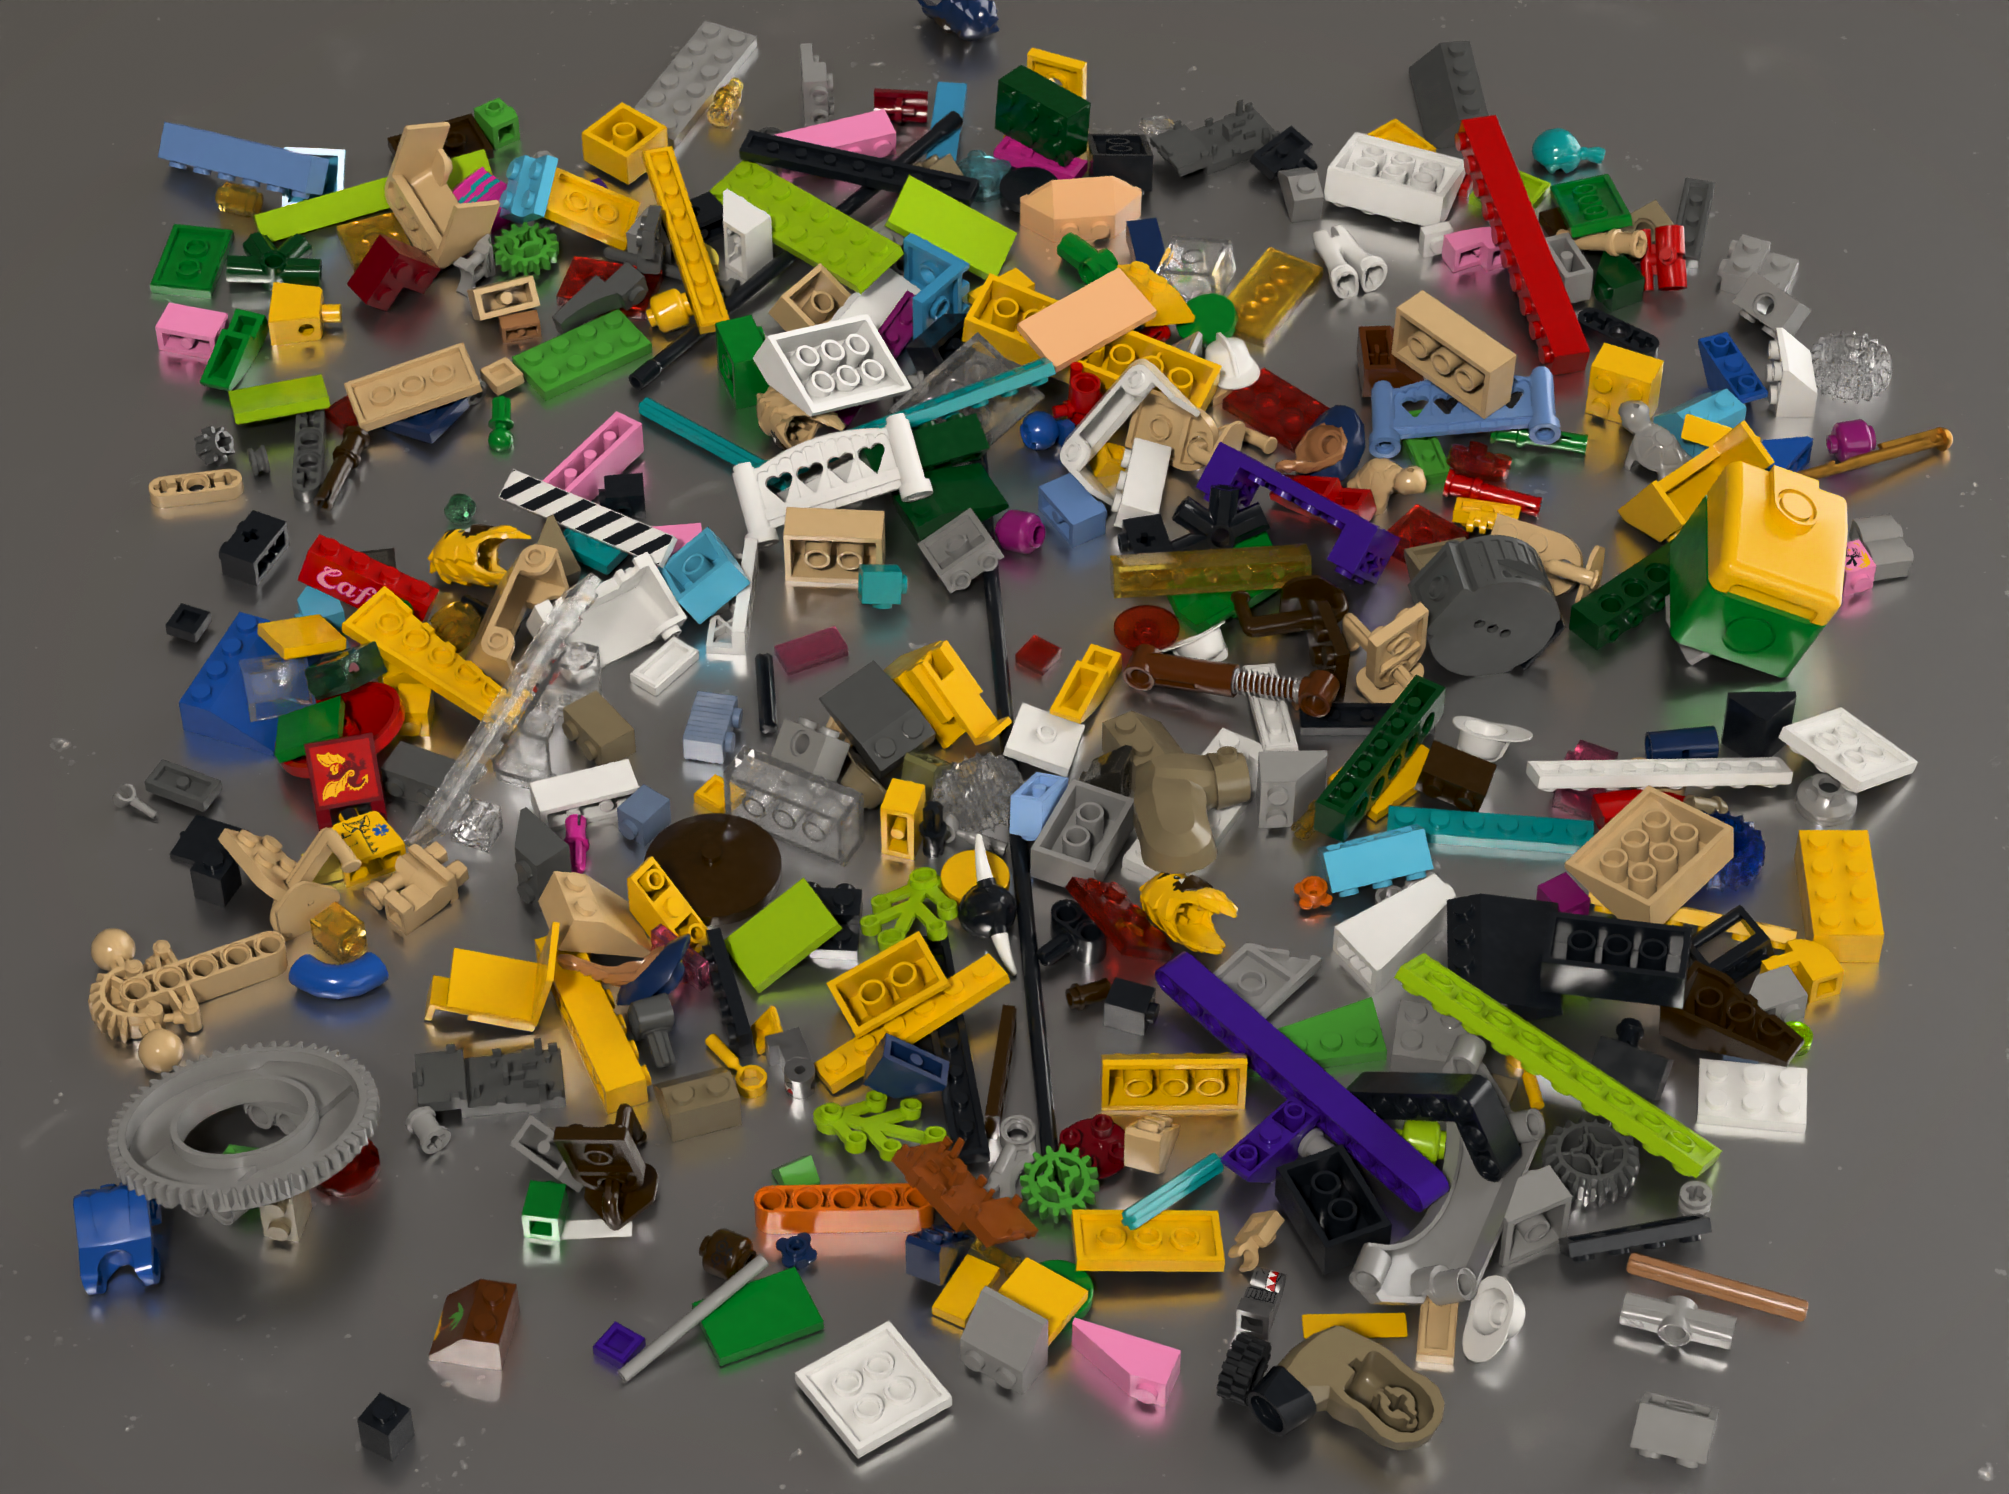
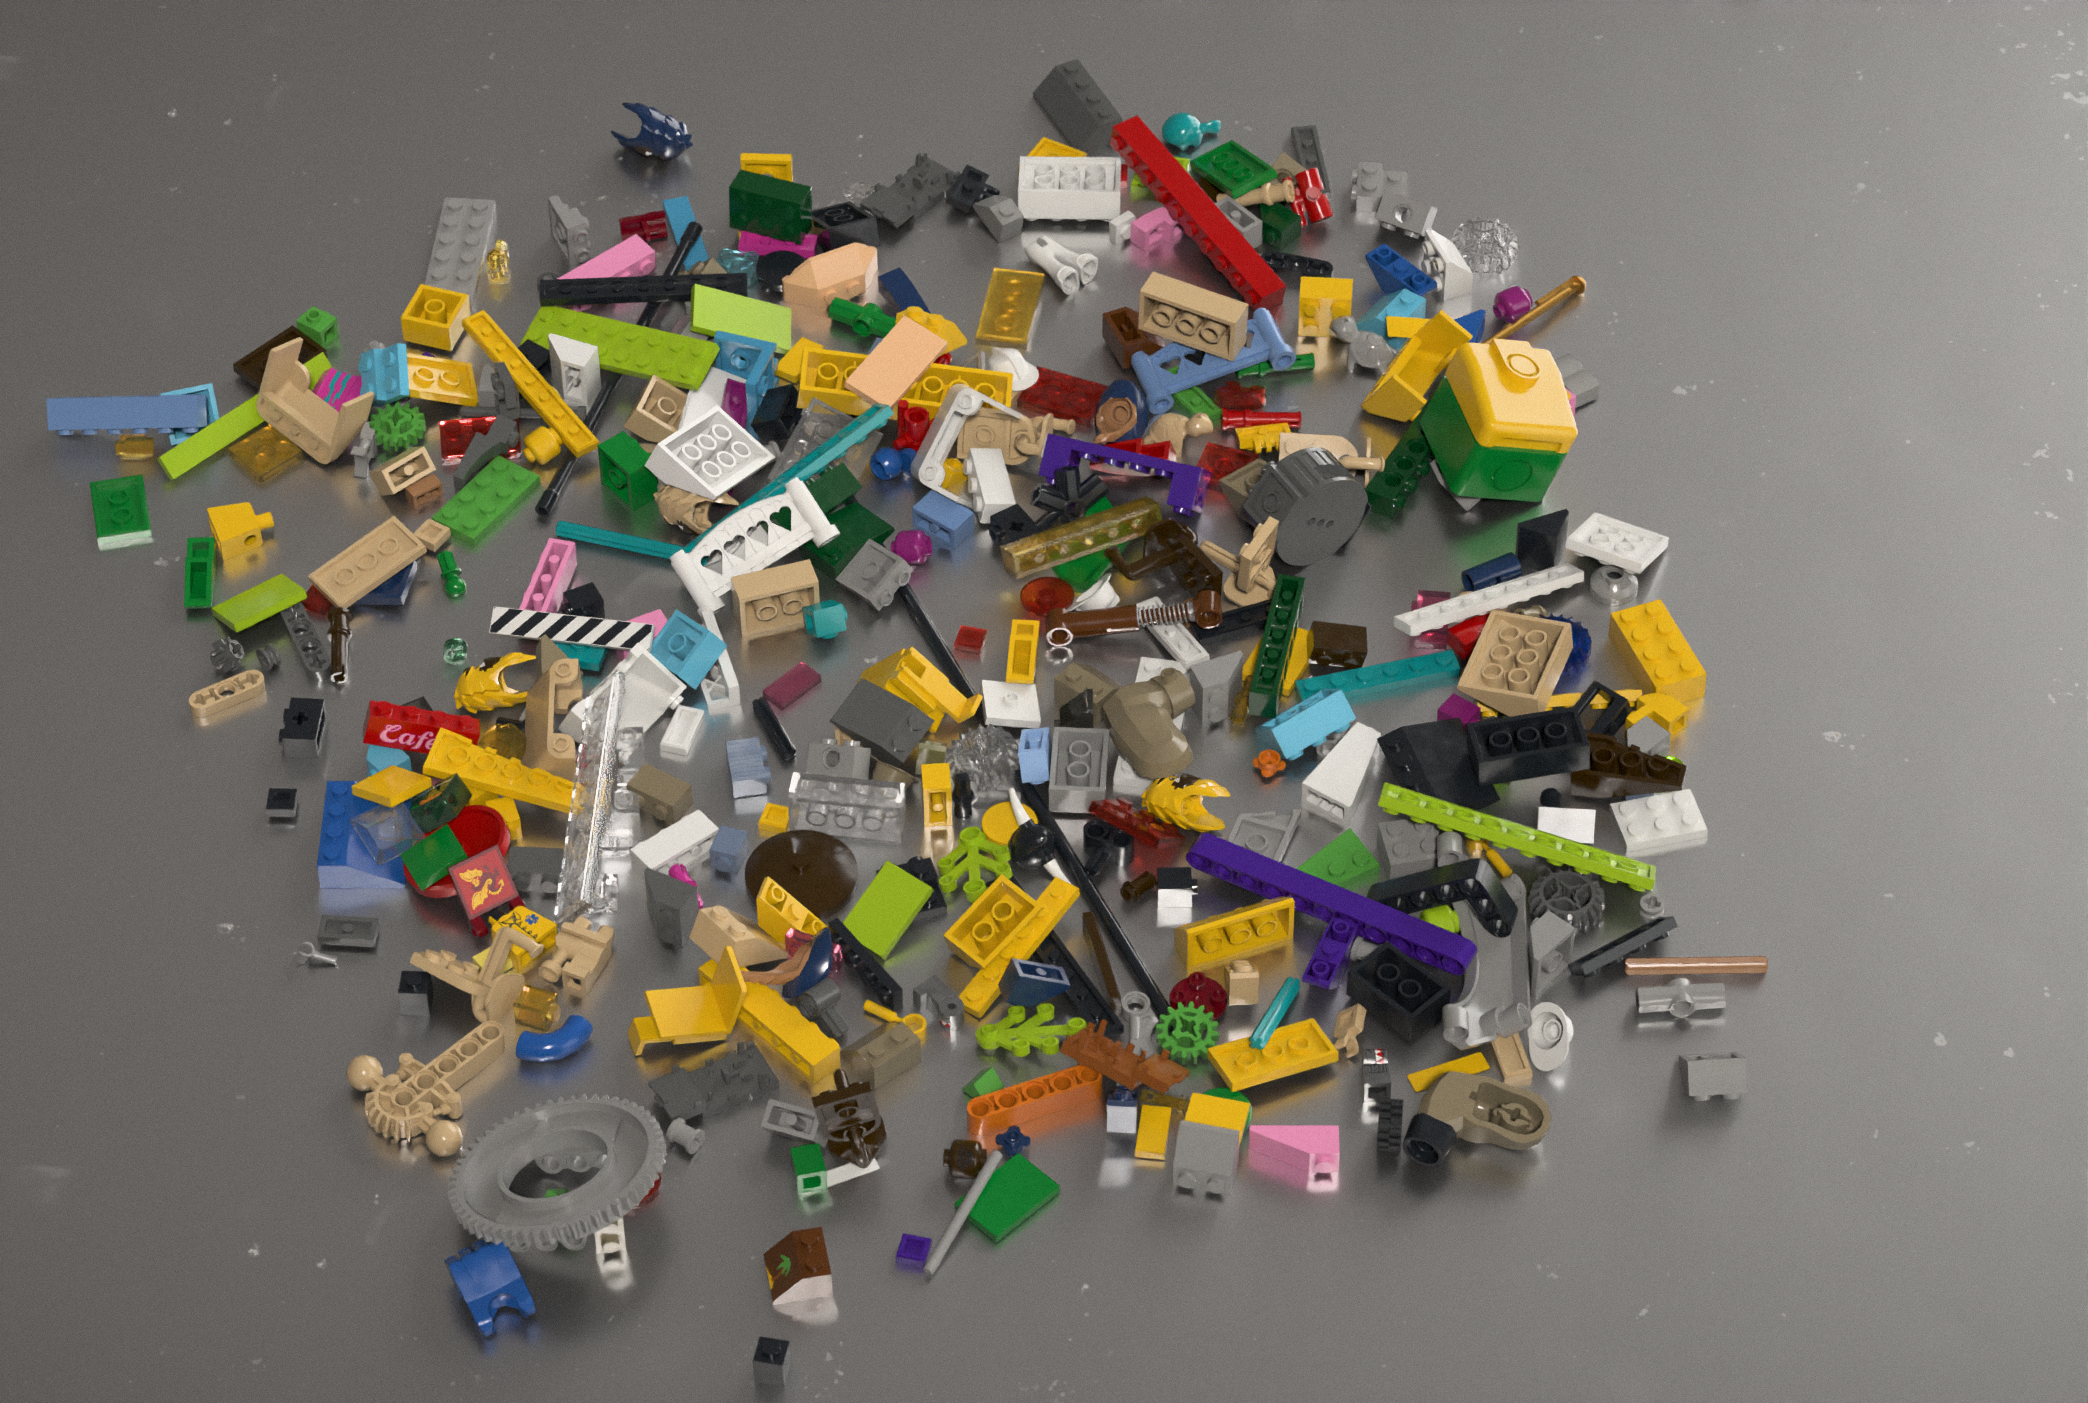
camera: 20 degrees left, 0 degrees up
(190, 330) = (156, 566): bright pink brick -> none
(197, 836) = (385, 969): black piece -> none
(268, 265) = (195, 494): dark green piece -> none
(388, 269) = (297, 473): dark red brick -> none
(765, 1025) = (908, 981): yellow slope -> none
(873, 1389) = (1121, 1223): white plate -> none
(1198, 265) = (952, 297): clear slope -> none
(1212, 315) = (980, 335): green tile -> none
(1487, 739) = (1347, 608): white piece -> none

